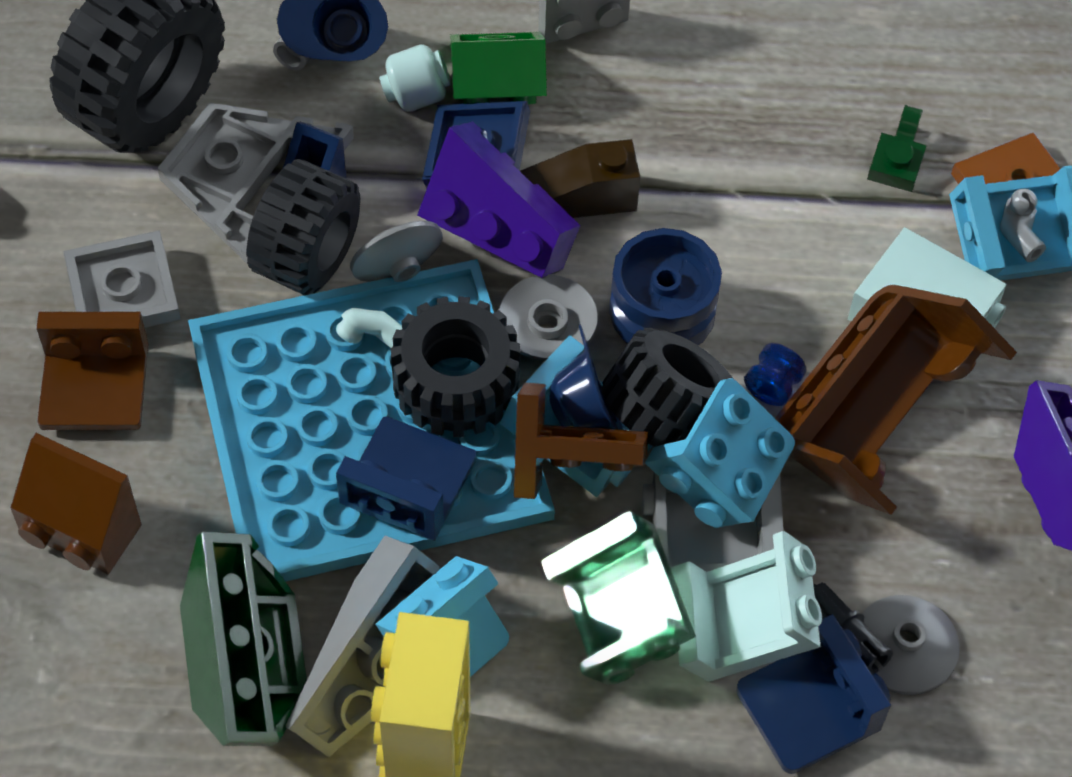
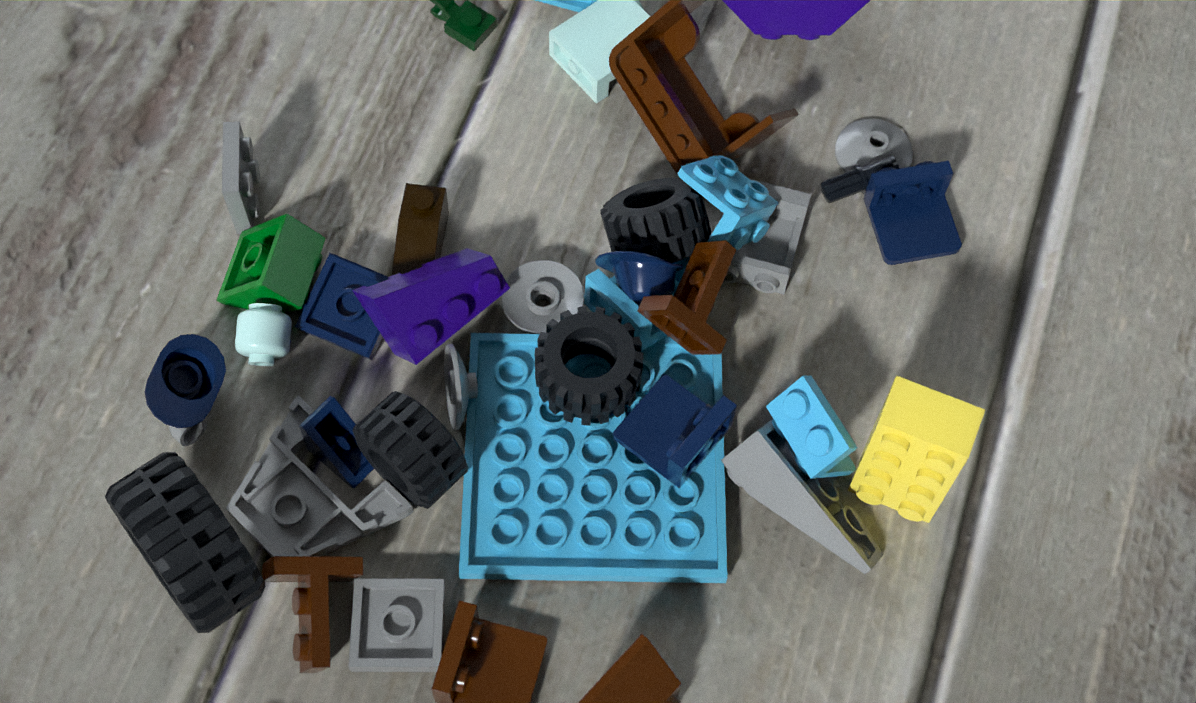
camera: 75 degrees left, 5 degrees up
(121, 198) = (311, 600): none -> reddish brown bracket
(240, 641) = (794, 594): dark green wedge -> none
(362, 321) = (518, 420): light aqua arm -> none
(621, 598) = (818, 310): clear green panel -> none
(665, 284) = (551, 206): dark blue wheel -> none
(750, 610) = (846, 227): light aqua panel -> none
(775, 374) = (641, 158): clear blue wheel -> none

